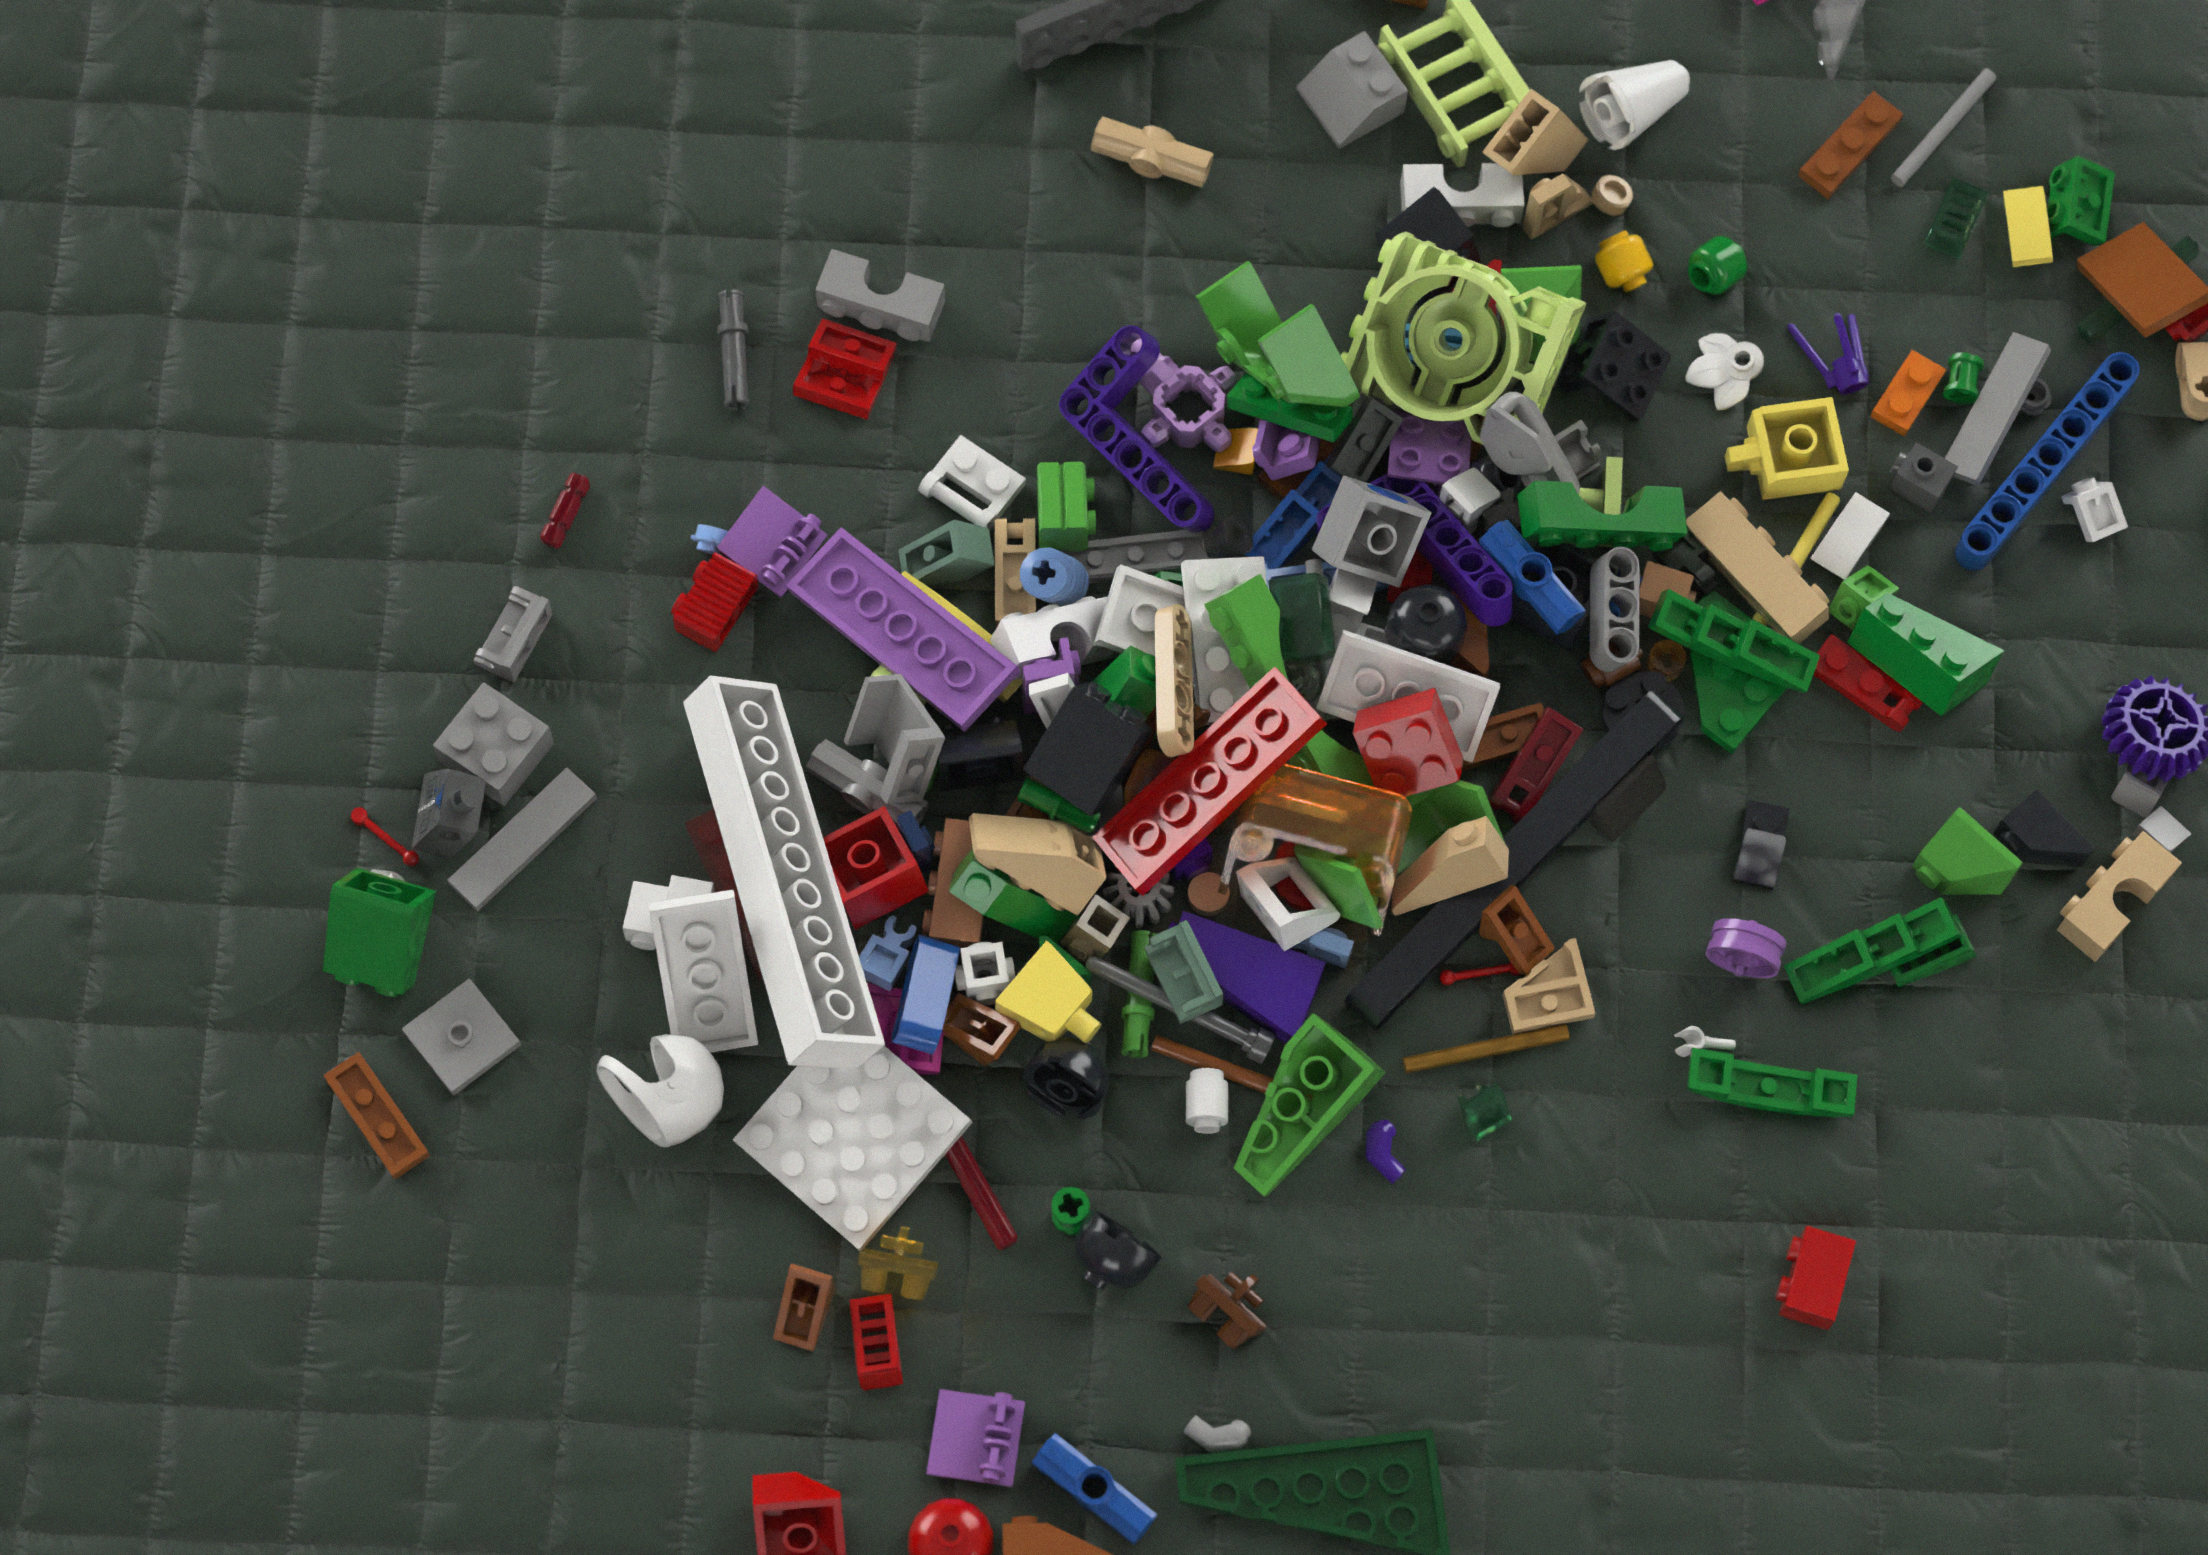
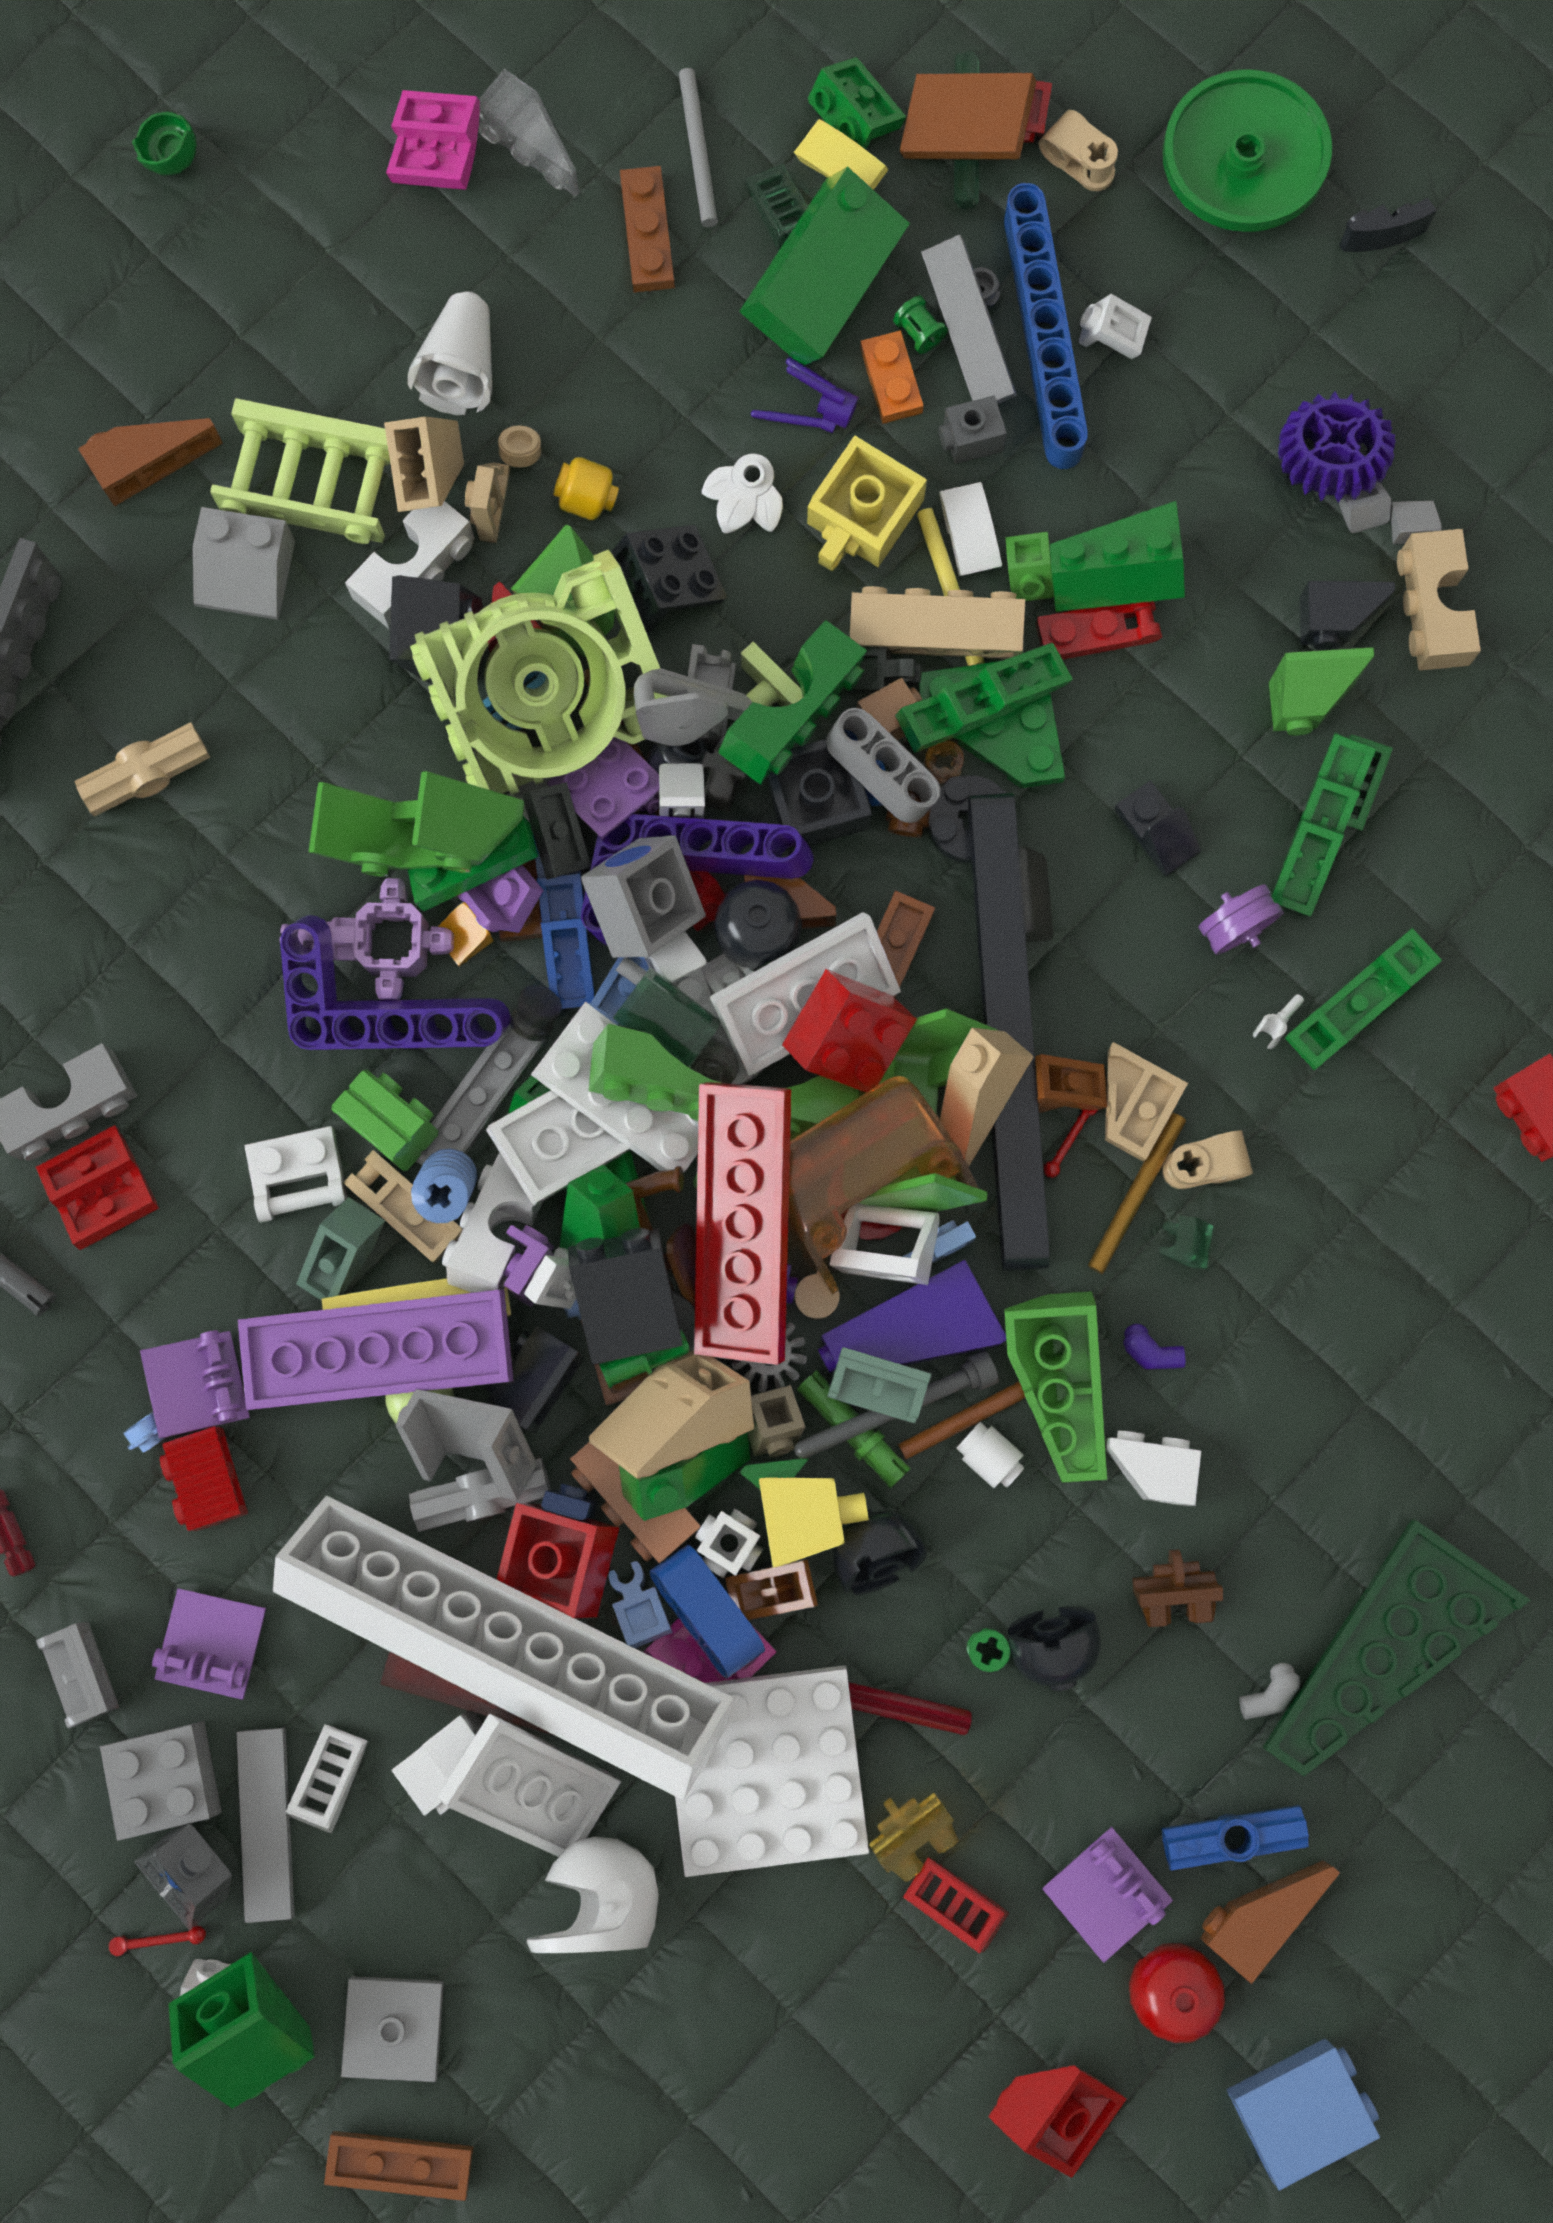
camera: 45 degrees left, 10 degrees up
(574, 870) = (304, 1790): none -> white slope
(608, 701) = (209, 1644): none -> medium lavender hinge
(803, 1307) = (880, 1944): dark orange slope -> none
(1174, 680) = (630, 1173): tan beam -> none
(1303, 1224) = (1157, 1471): none -> white slope
(1535, 764) = (945, 944): dark red plate -> none
(1546, 596) = (828, 805): blue piece -> none
(1557, 1078) = (1213, 1159): none -> tan piece
(1717, 265) = (655, 421): green head -> none
(1936, 278) = (824, 267): none -> green brick

